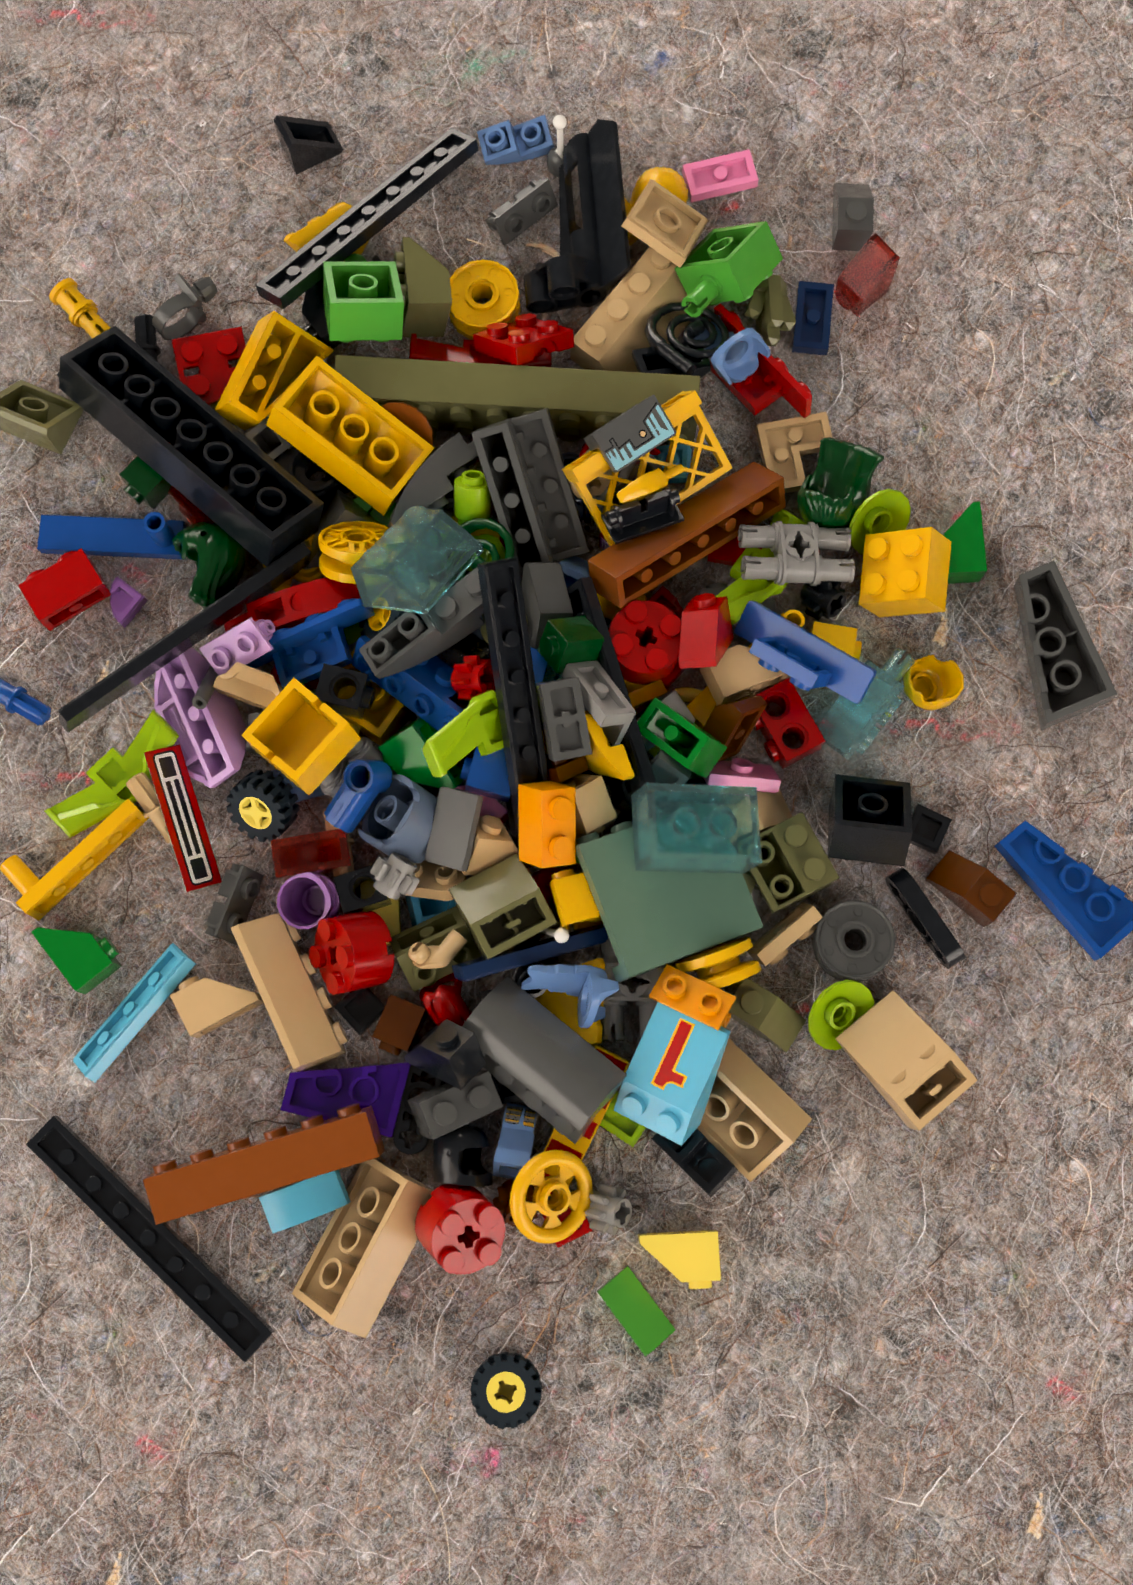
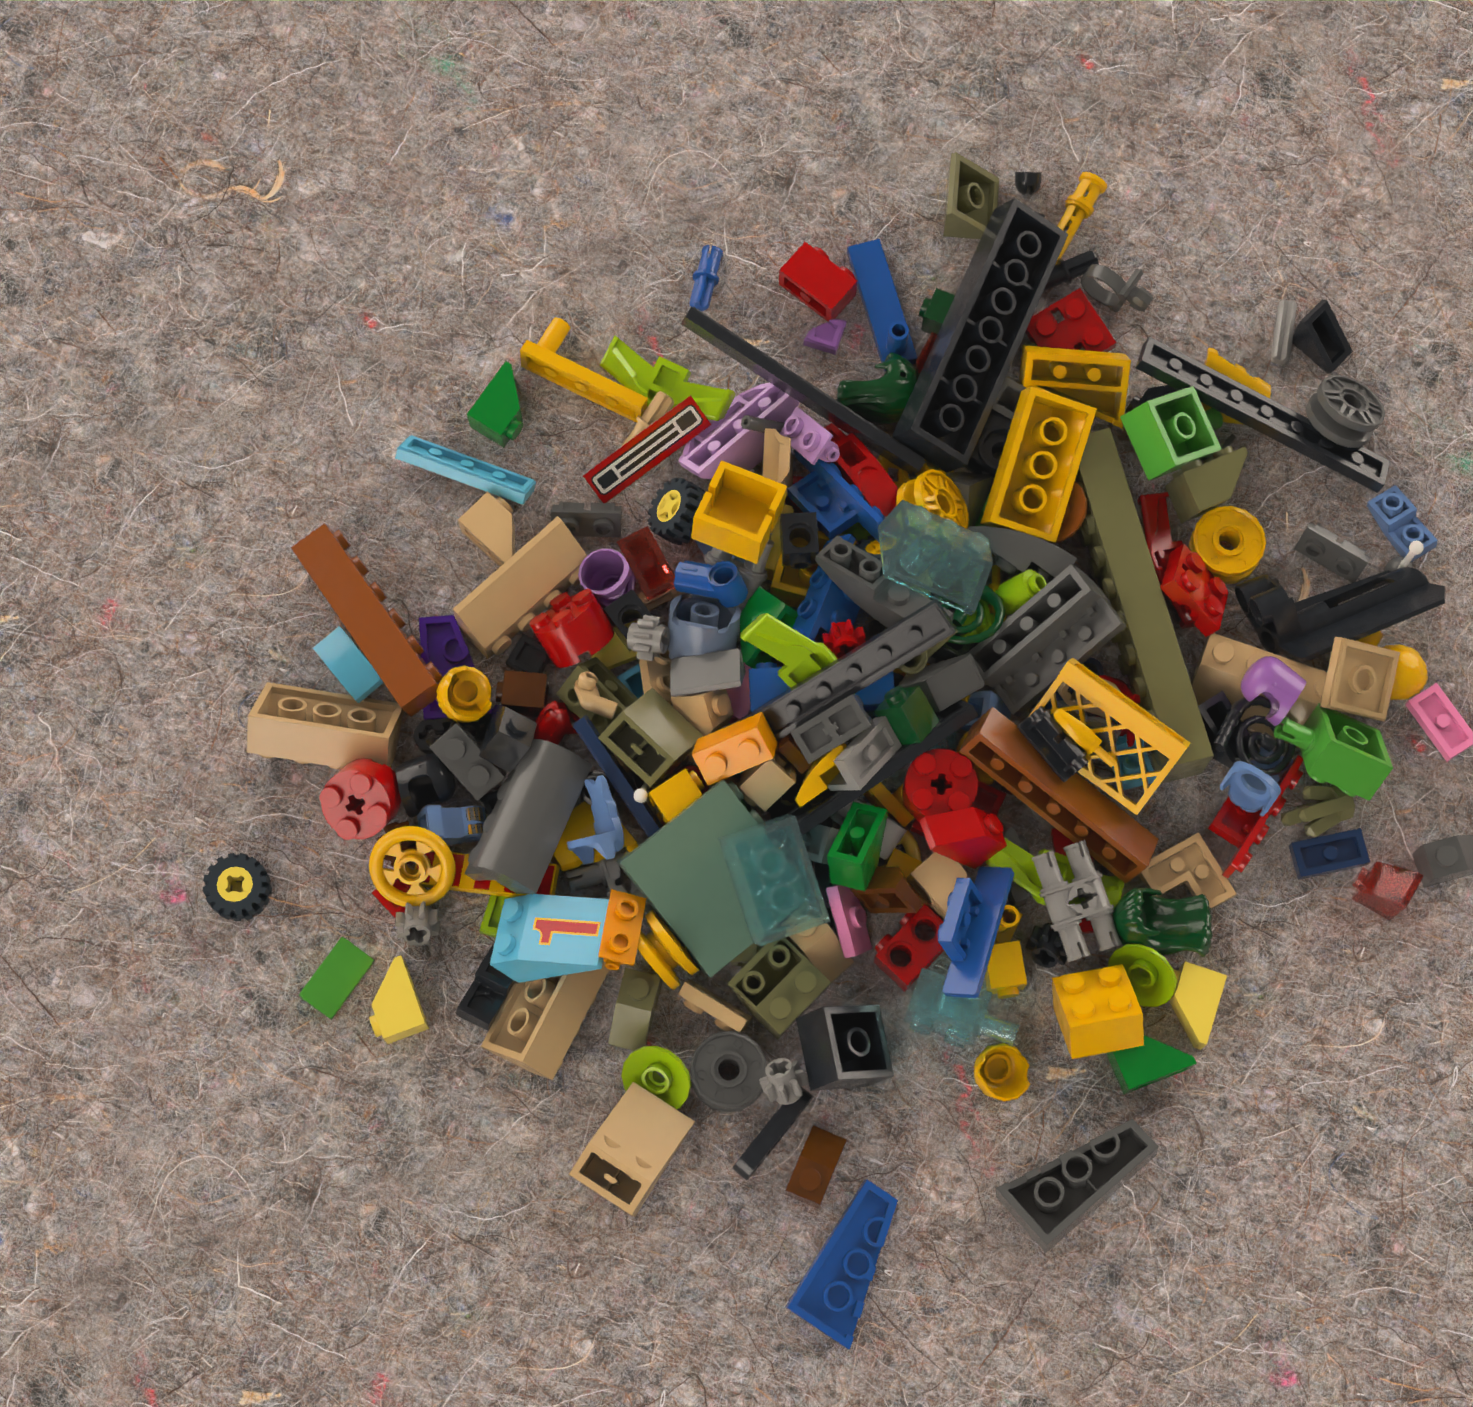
camera: 70 degrees right, 5 degrees down
(37, 352) = (1028, 180): none -> black hinge
(154, 1244) = (275, 554): black plate -> none
(286, 174) = (1283, 332): none -> light grey axle
(386, 1086) = (464, 694): none -> yellow hair
(391, 144) = (1345, 411): none -> dark grey wheel
(632, 434) = (1122, 704): panel -> none
(644, 296) = (1276, 683): none -> medium lavender helmet
(887, 889) = (783, 1081): none -> light grey gear
(920, 481) = (1197, 1000): none -> light yellow slope
(928, 828) = (860, 1112): black tile -> none

